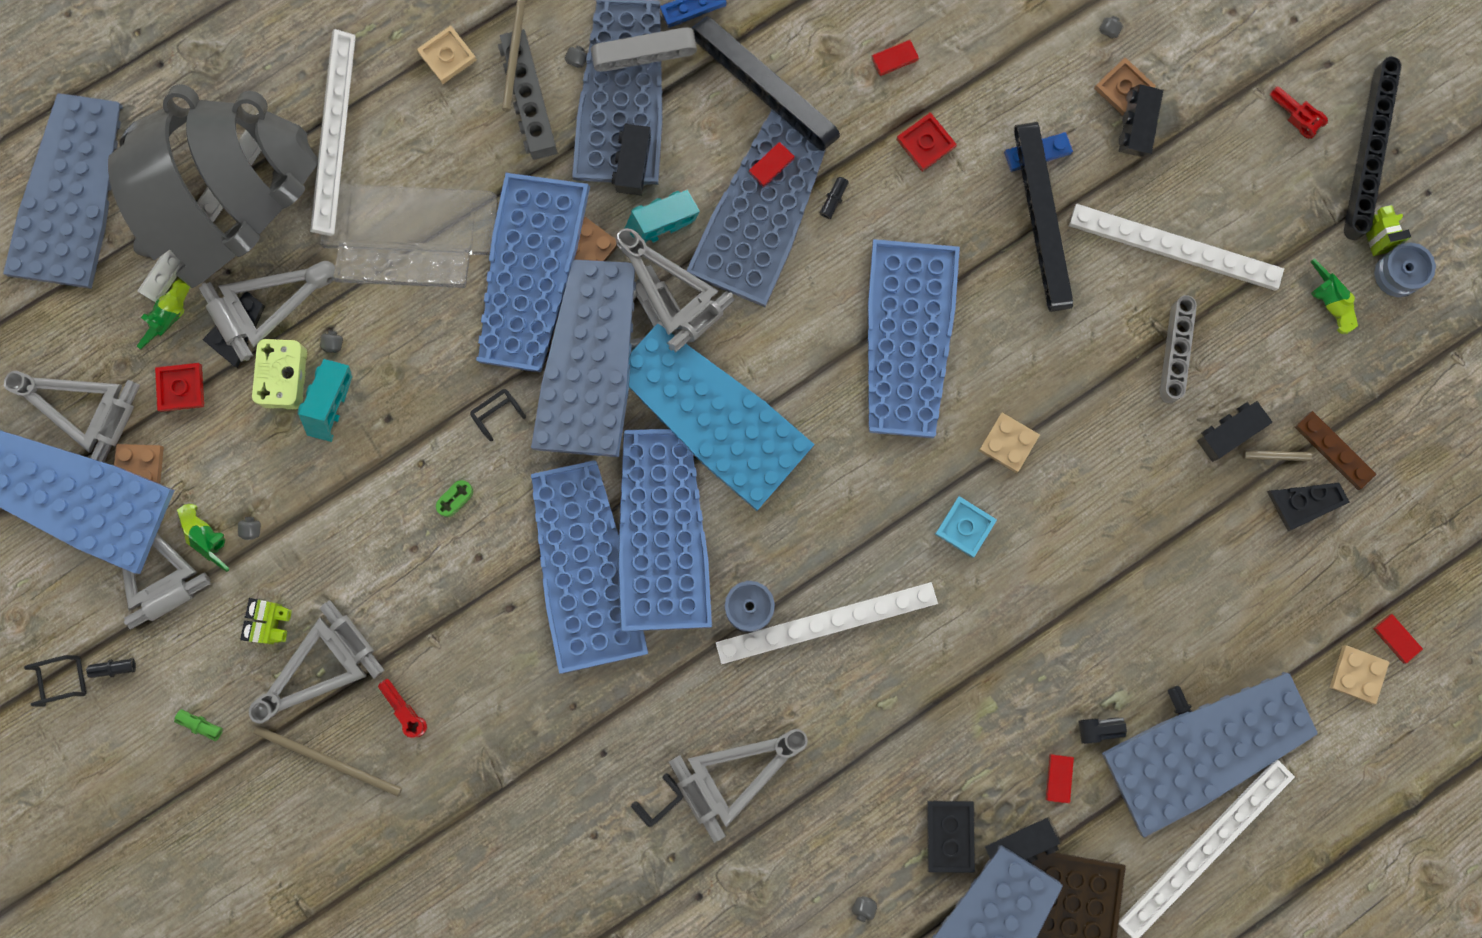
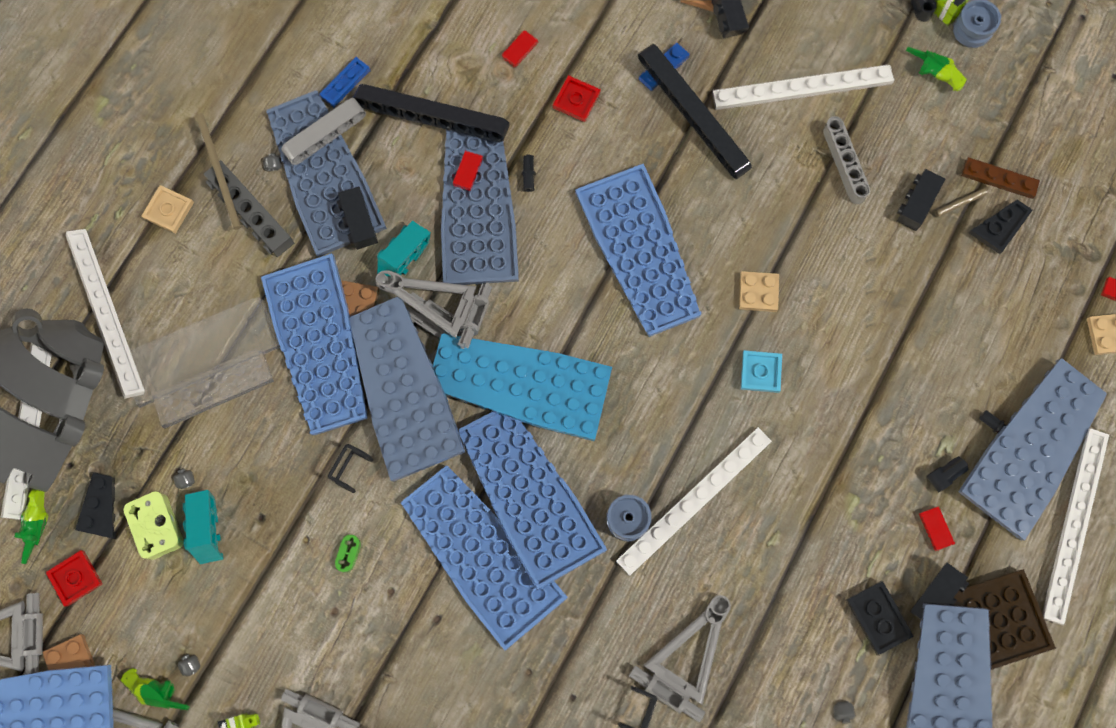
camera: 25 degrees left, 5 degrees down
(233, 319) = (95, 501): light grey piece -> none

